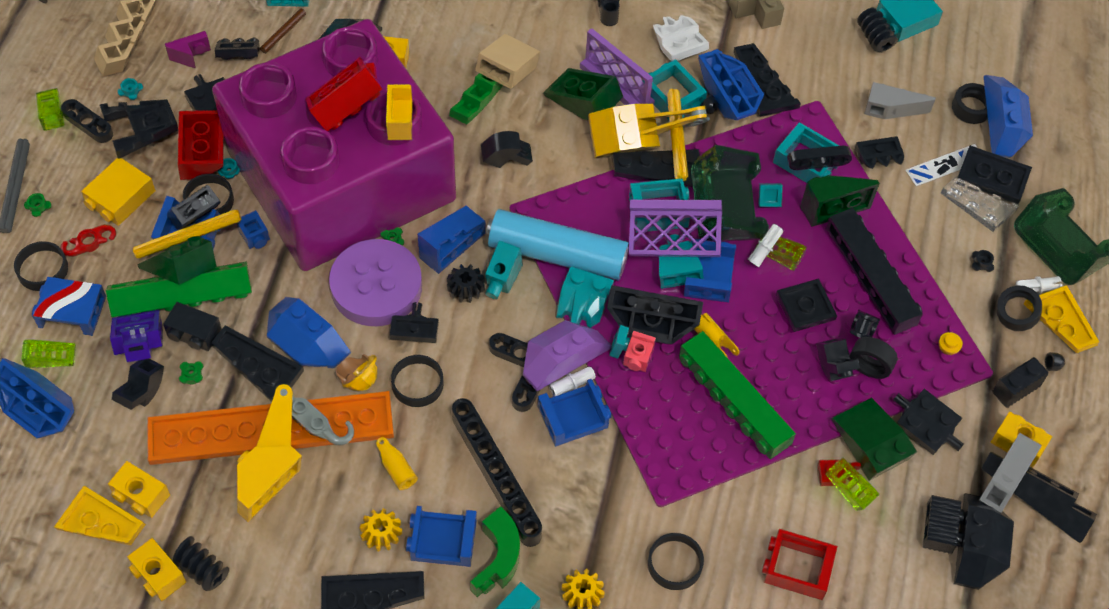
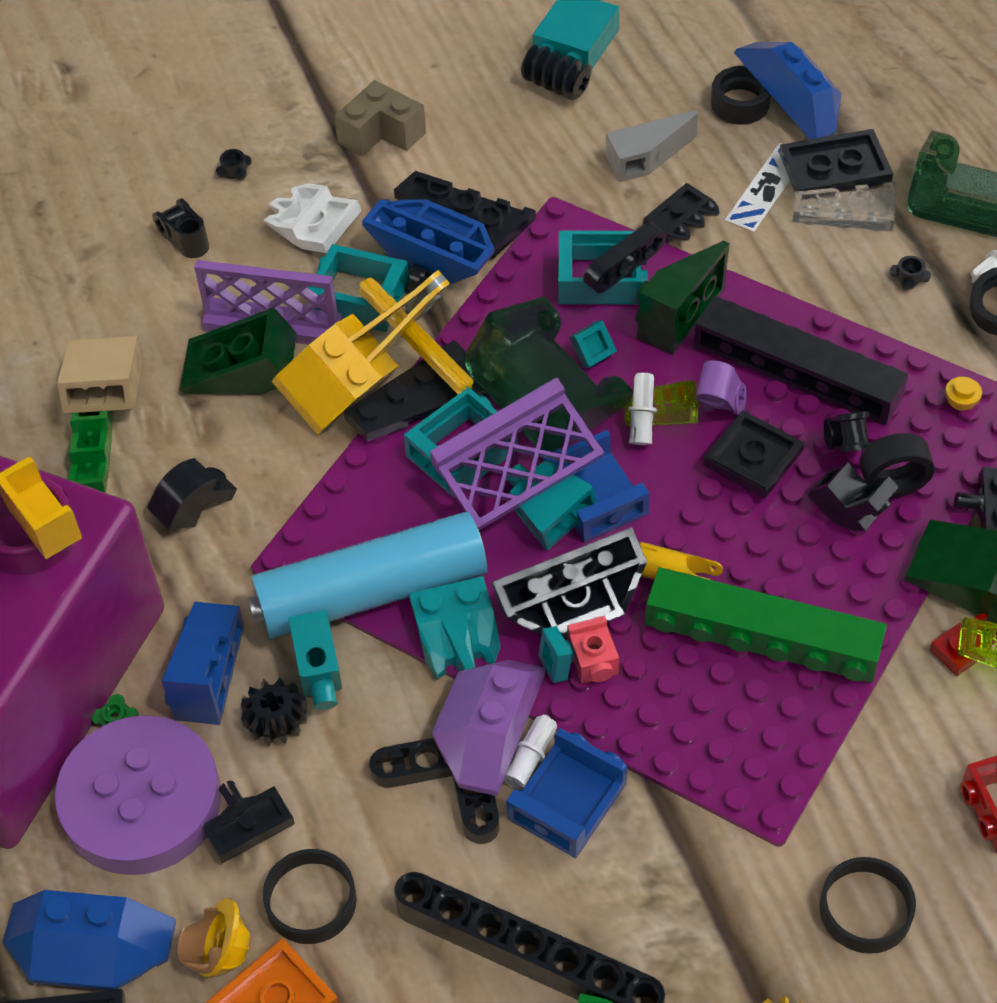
camera: 30 degrees left, 5 degrees down
(815, 259) = (721, 388): none -> medium lavender piece

